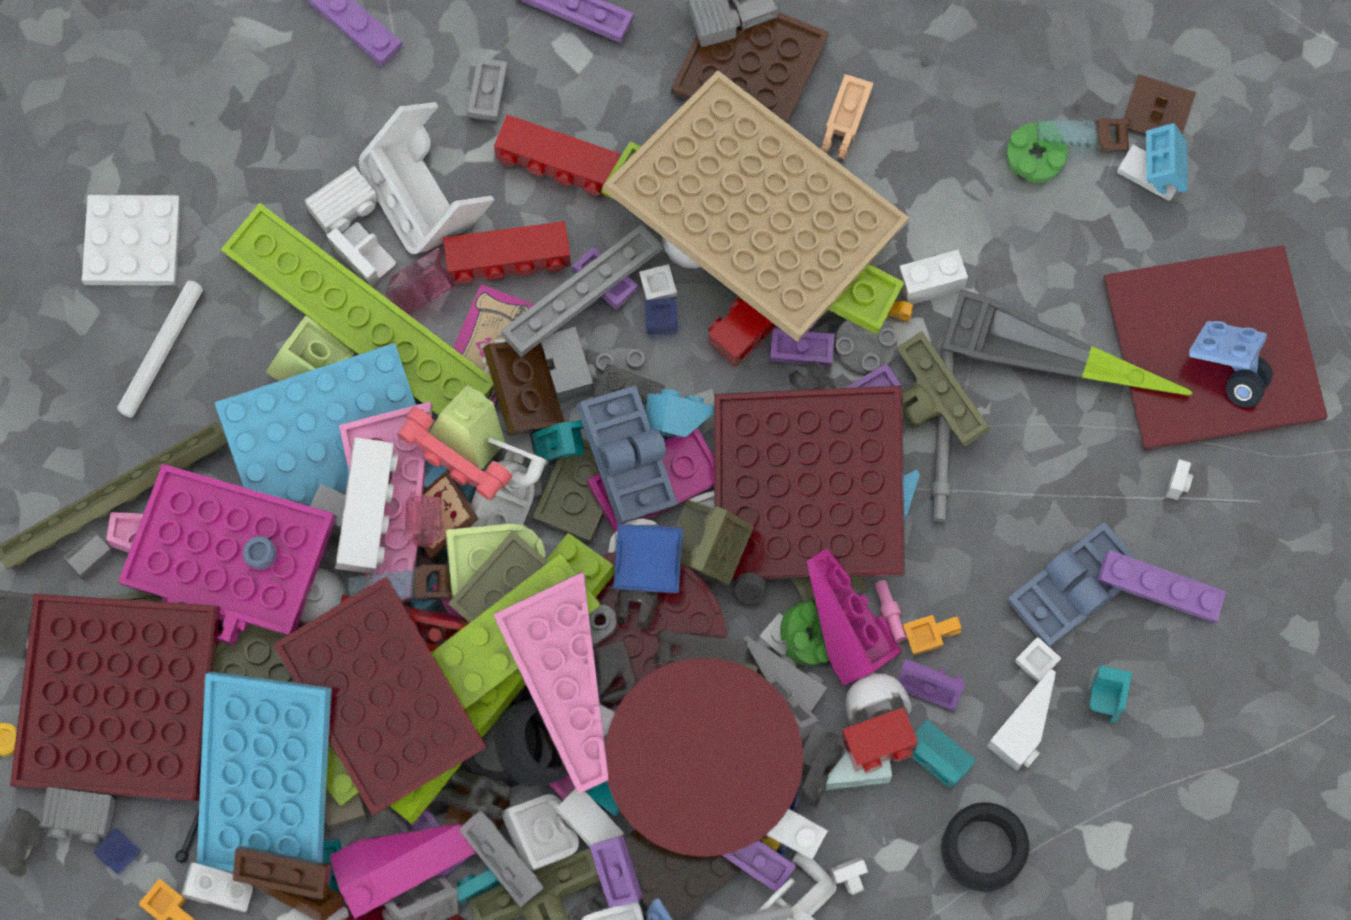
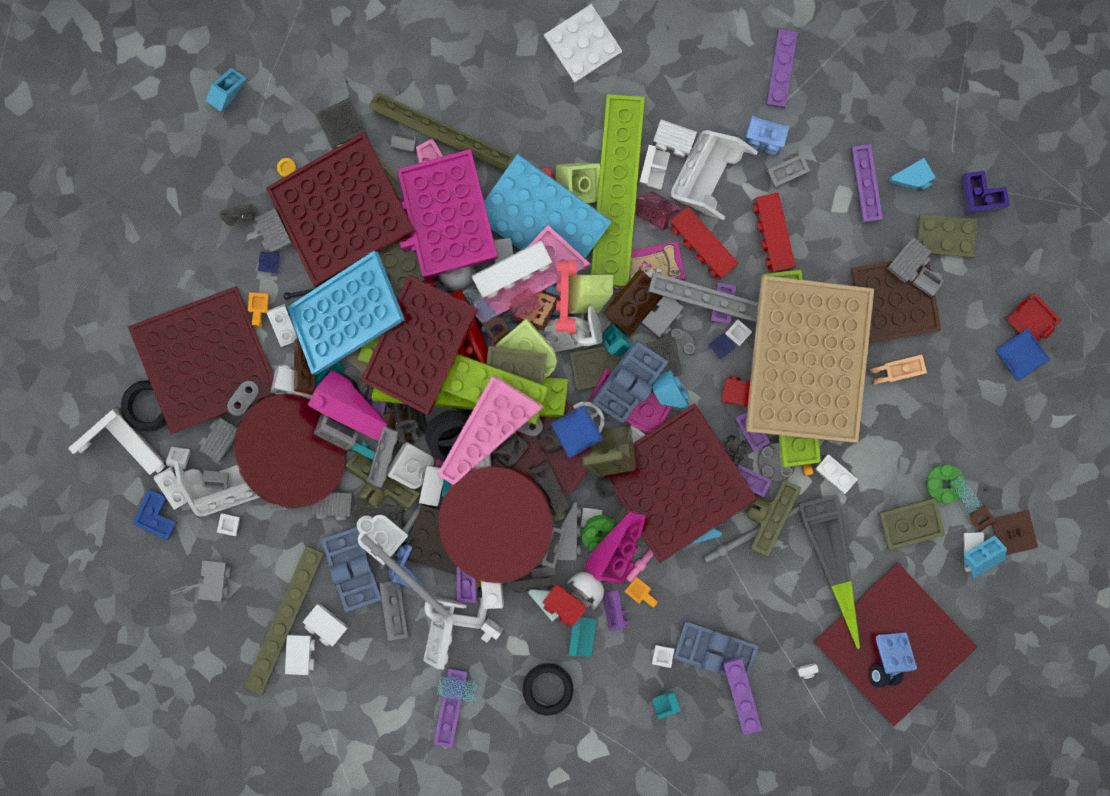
camera: 60 degrees right, 15 degrees up
(160, 349) = (534, 100): white axle -> none
(260, 553) = (453, 233): sand blue tile -> none
(281, 872) = (306, 354): reddish brown plate -> none
(422, 79) = (766, 135): none -> light blue hinge
(616, 871) = (414, 516): medium lavender plate -> none
(1023, 731) = (621, 671): white slope -> none
(1063, 224) = (912, 523): none -> olive plate

